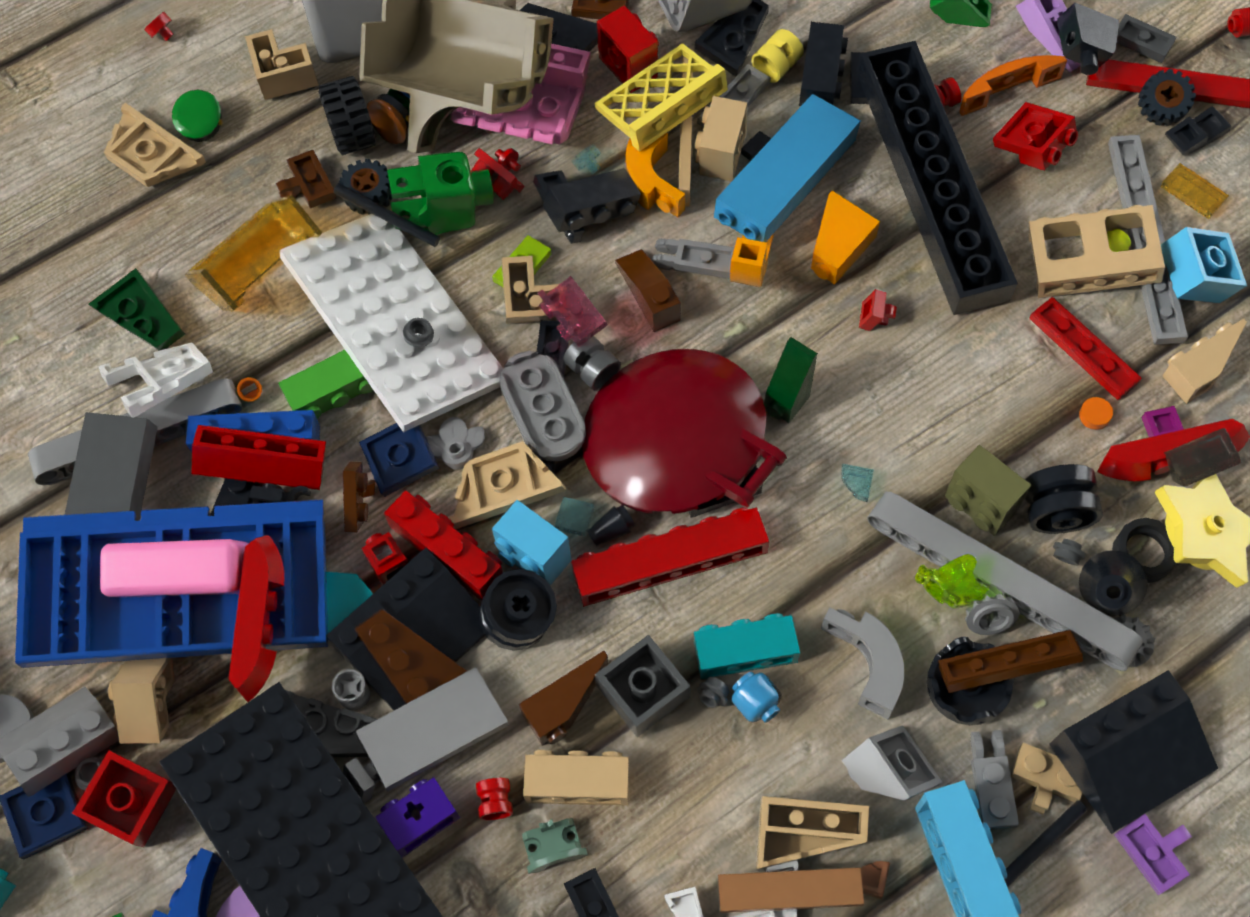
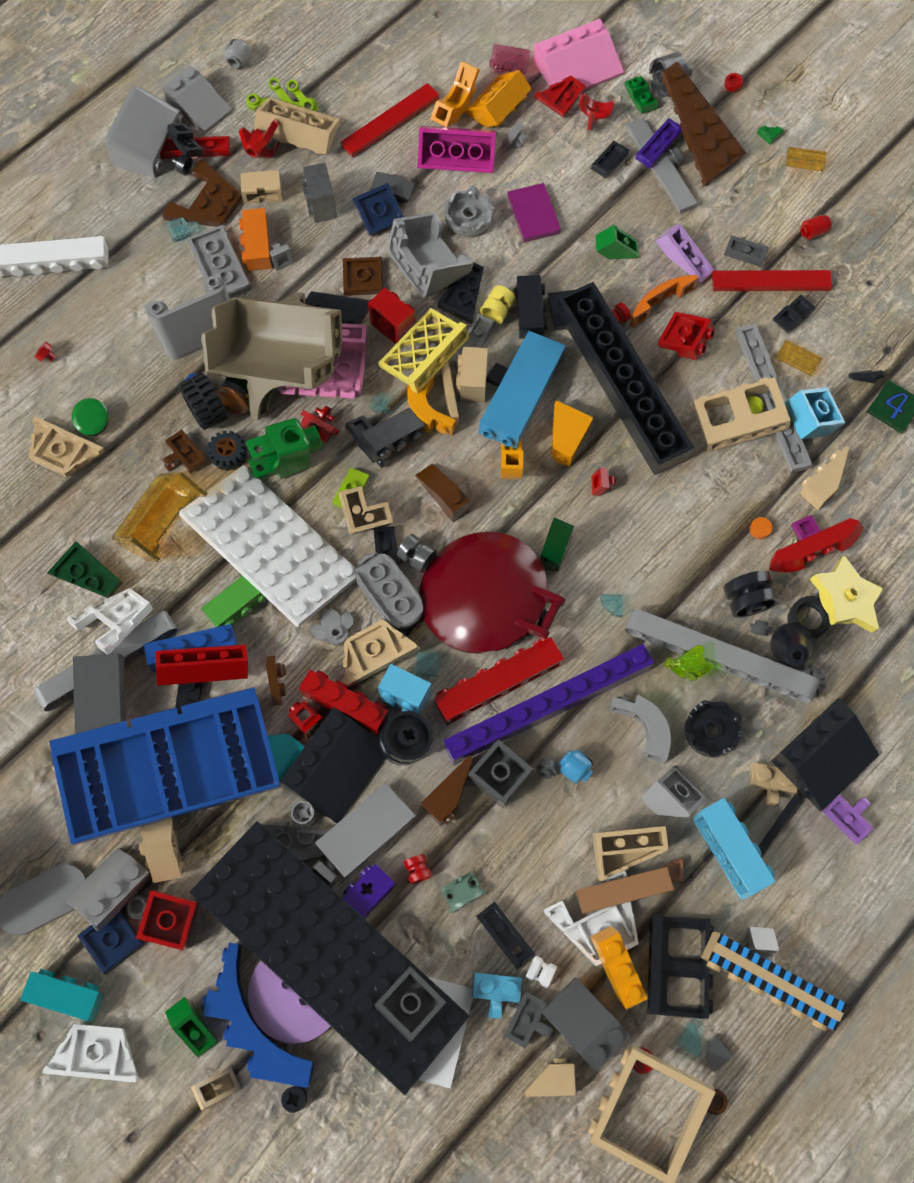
camera: 15 degrees left, 5 degrees up
(172, 568) = (165, 756): bright pink piece -> none
(252, 395) = (183, 618): orange hinge -> none
(260, 575) = (234, 811): red brick -> none
(274, 493) = (217, 689): black plate -> none
(280, 70) = (143, 373): tan brick -> none
(386, 214) = (247, 470): black bar -> none
(398, 457) = (296, 645): dark blue tile -> none
(406, 657) = (337, 786): reddish brown wing -> none
(419, 326) = (292, 550): dark grey plate -> none
(573, 310) = (398, 521): clear pink bracket -> none
(576, 778) = (469, 844): tan brick -> none
(611, 525) = (454, 666): black cone -> none
(694, 257) = (472, 464): light grey hinge -> none
(736, 600) = (548, 704): none -> dark purple brick
(746, 646) = (562, 732): teal brick -> none
(986, 490) = (700, 597): olive brick -> none
(993, 783) = (739, 792): light grey hinge -> none
(996, 622) = (719, 681): light grey gear -> none
(1010, 661) = (737, 711): reddish brown tile -> none
(1085, 348) = (745, 483): red tile -> none
(1087, 37) = (709, 258): black torso -> none
(1157, 103) = (764, 298): black wheel -> none
(1202, 458) = (836, 549): clear smoke slope -> none

